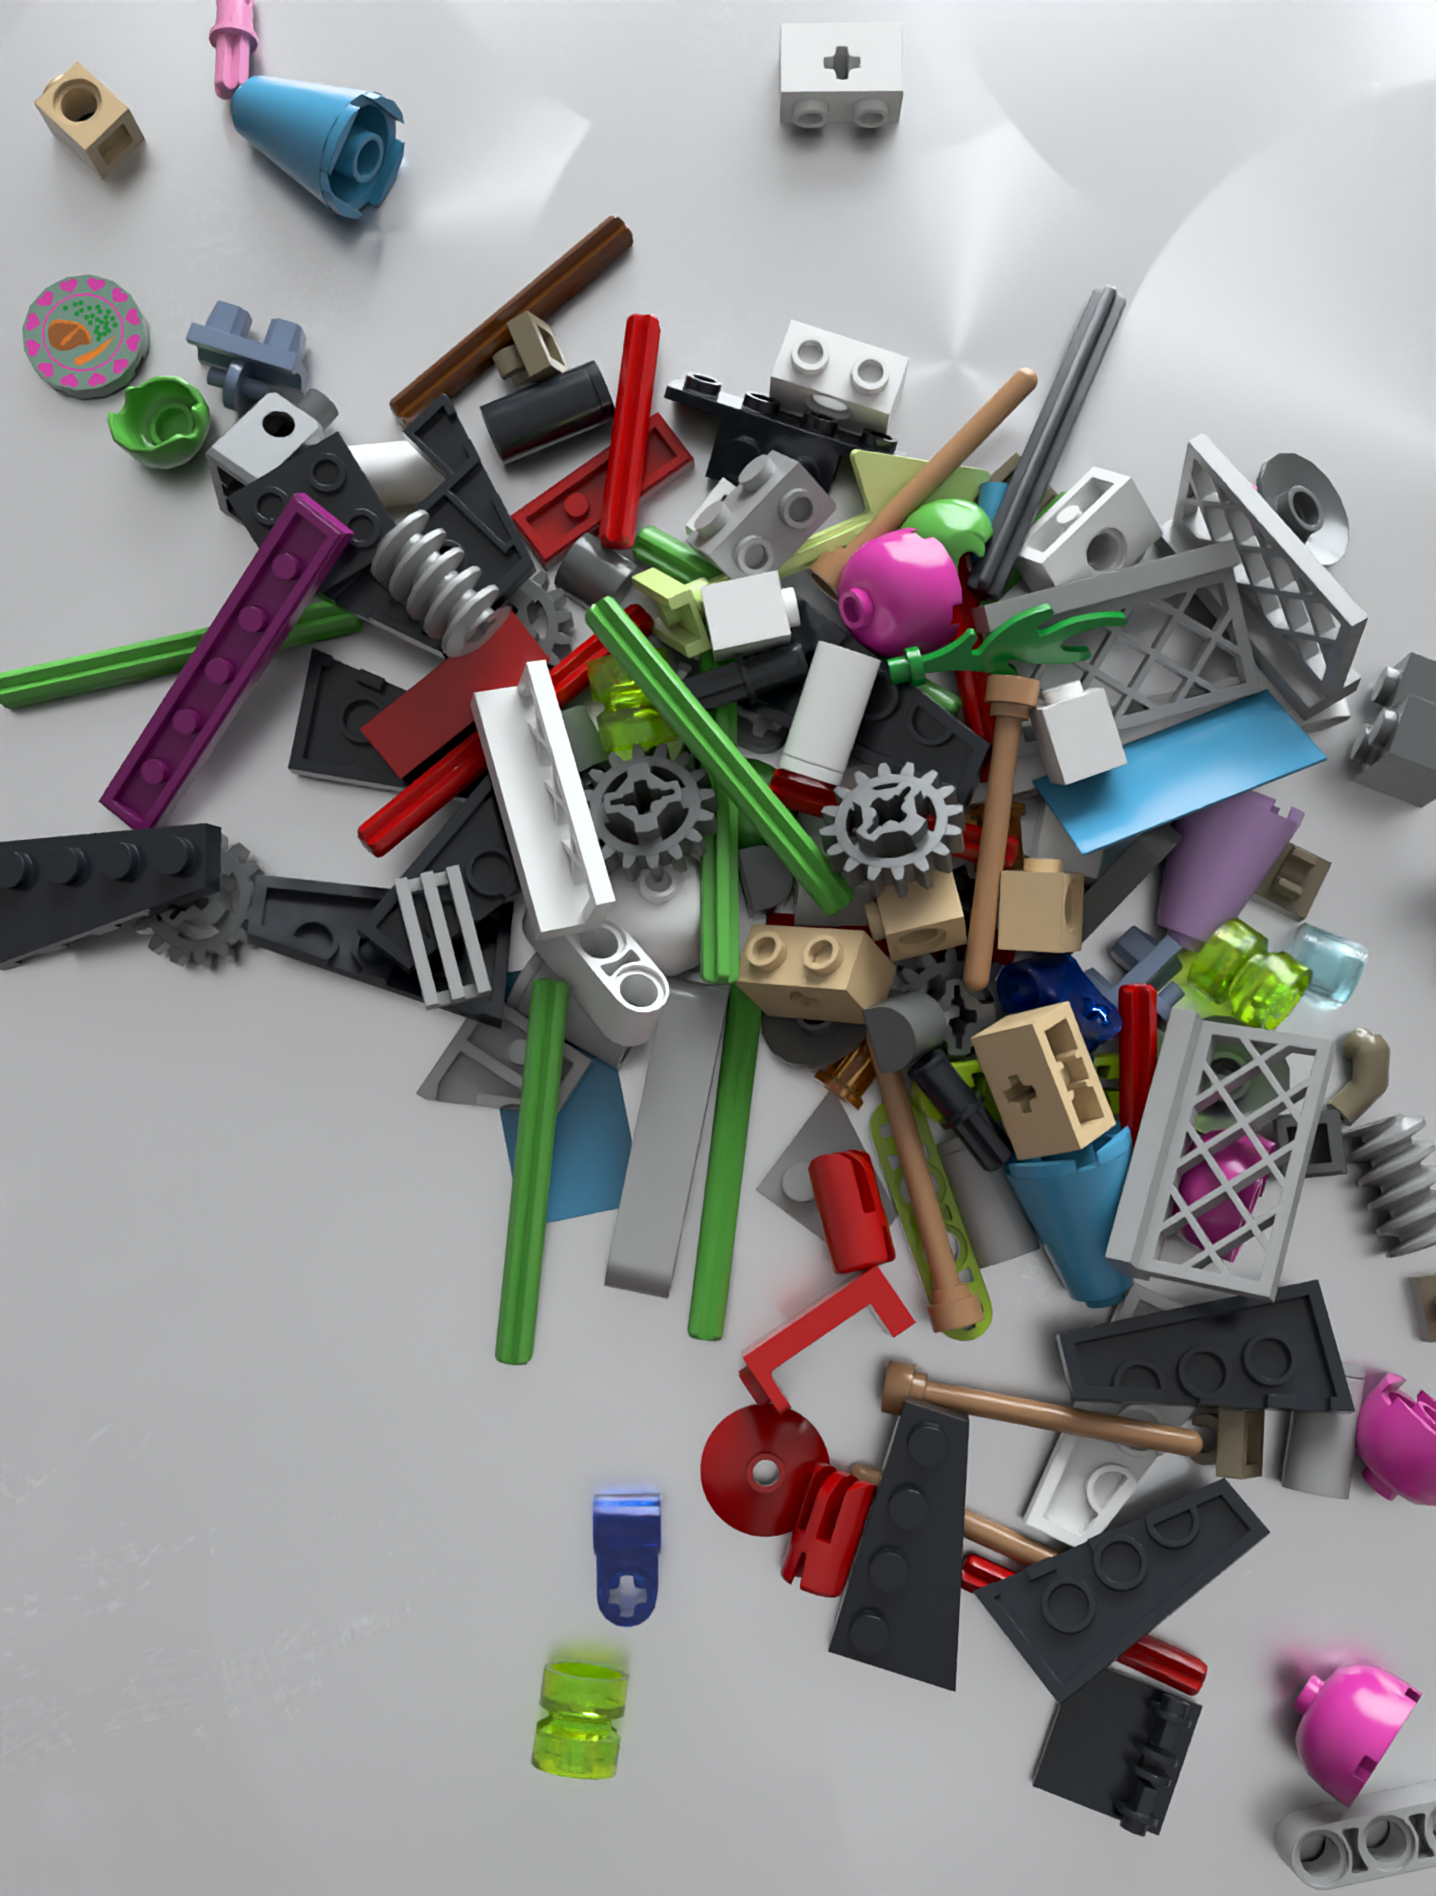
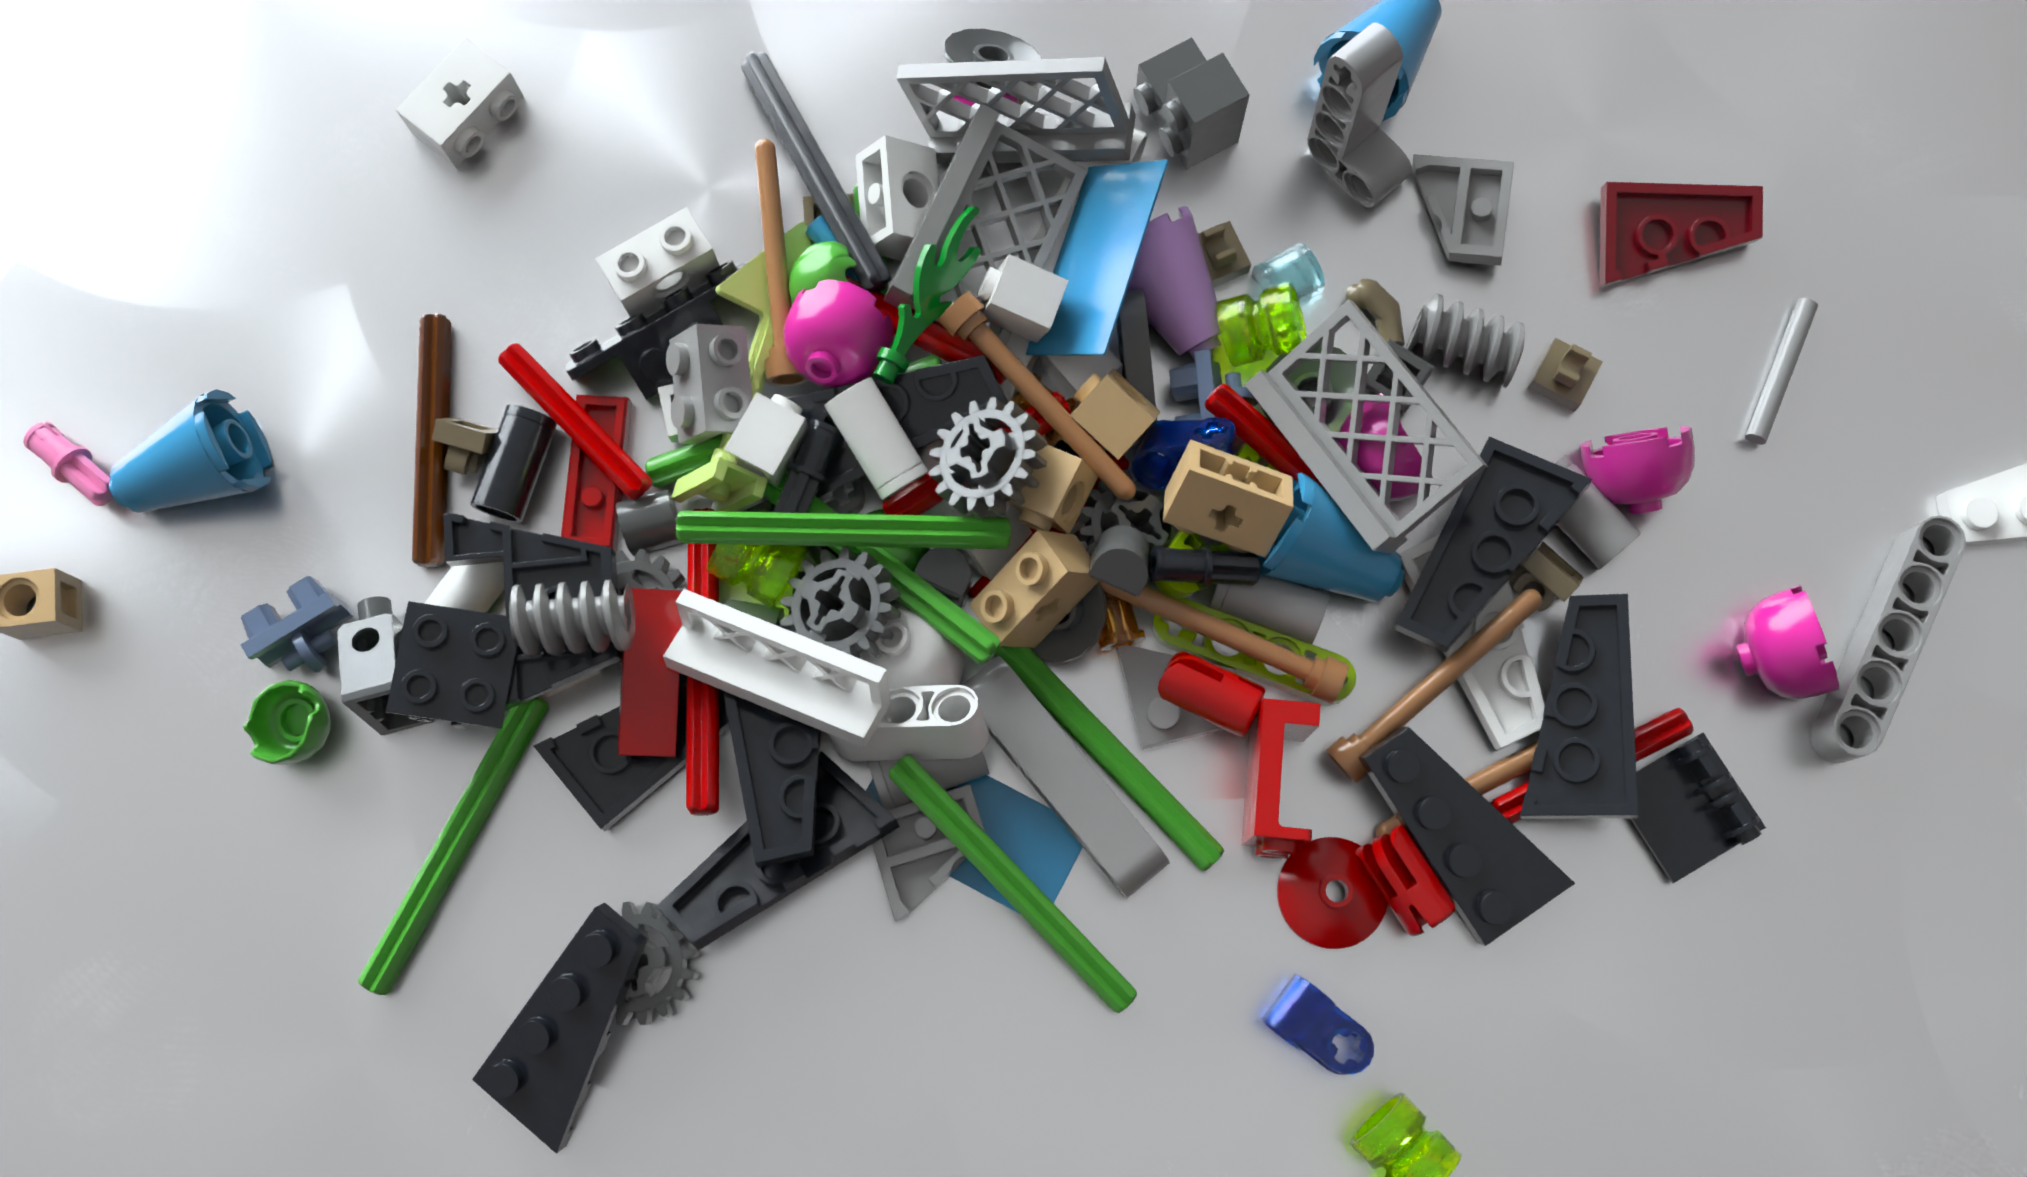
camera: 50 degrees left, 5 degrees down
(85, 336) = (179, 729): sand green tile -> none
(227, 663) = (497, 809): magenta tile -> none
(429, 884) = (766, 789): light grey tile -> none

